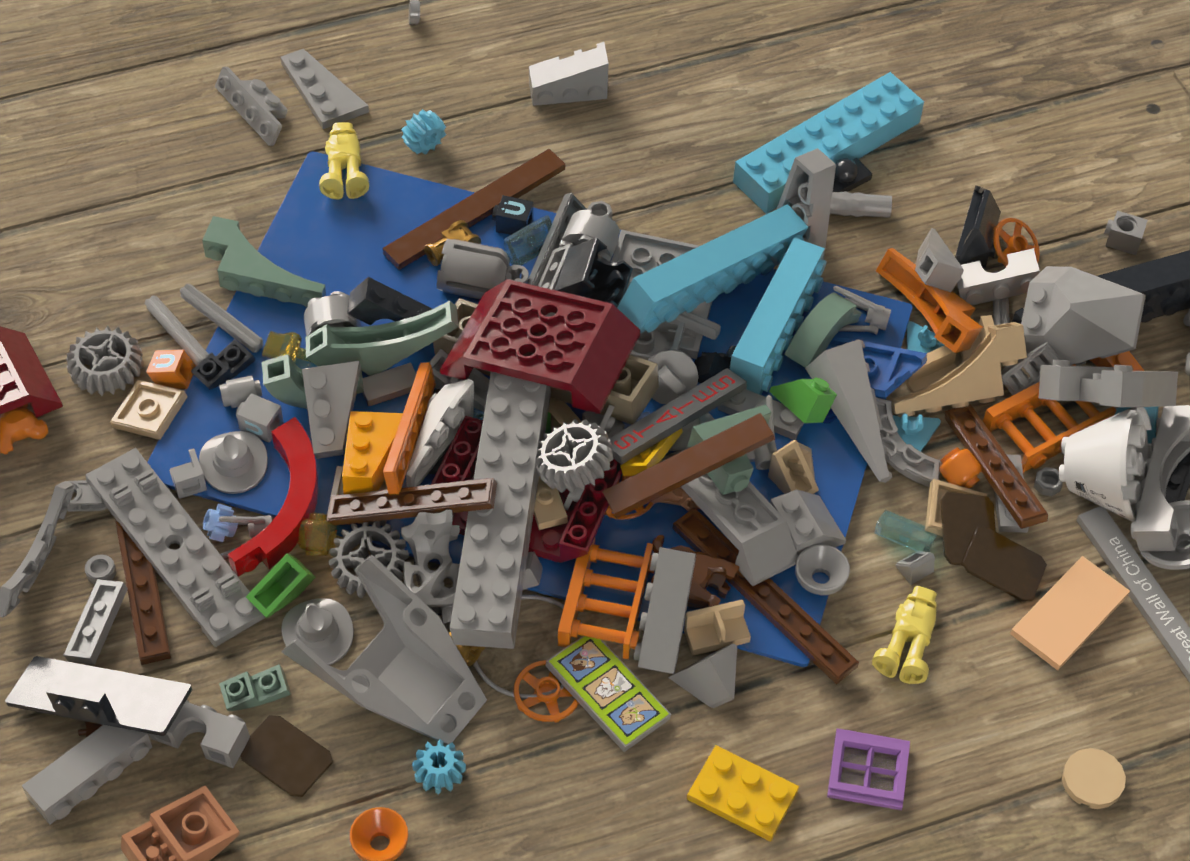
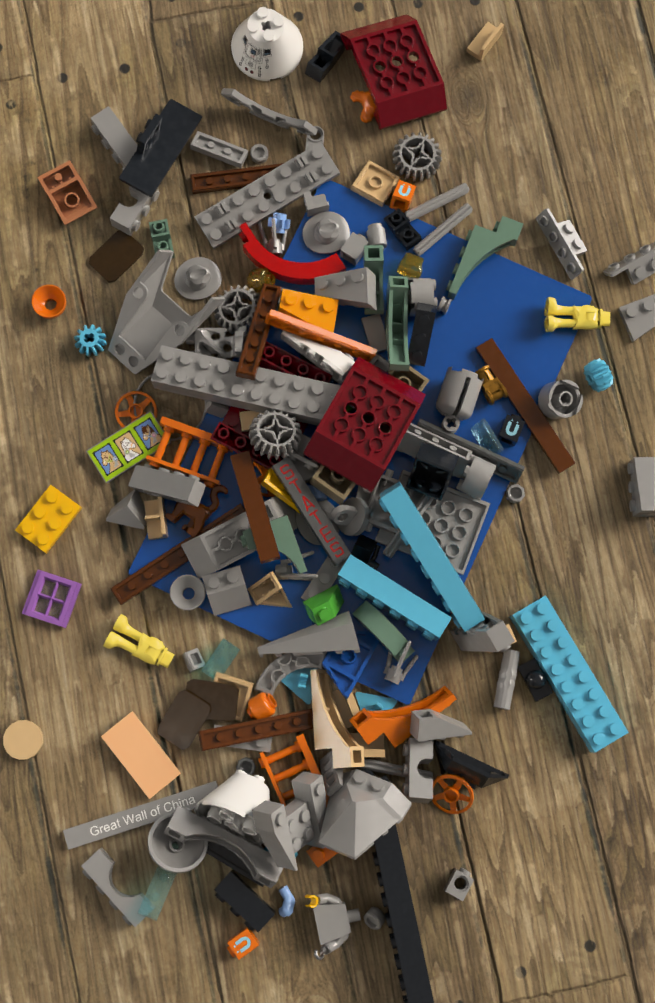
camera: 95 degrees right, 25 degrees up
(232, 185) = (564, 242): none -> light grey bracket
(280, 585) = (226, 256): bright green slope -> none
(464, 166) = (560, 399): none -> light grey brick

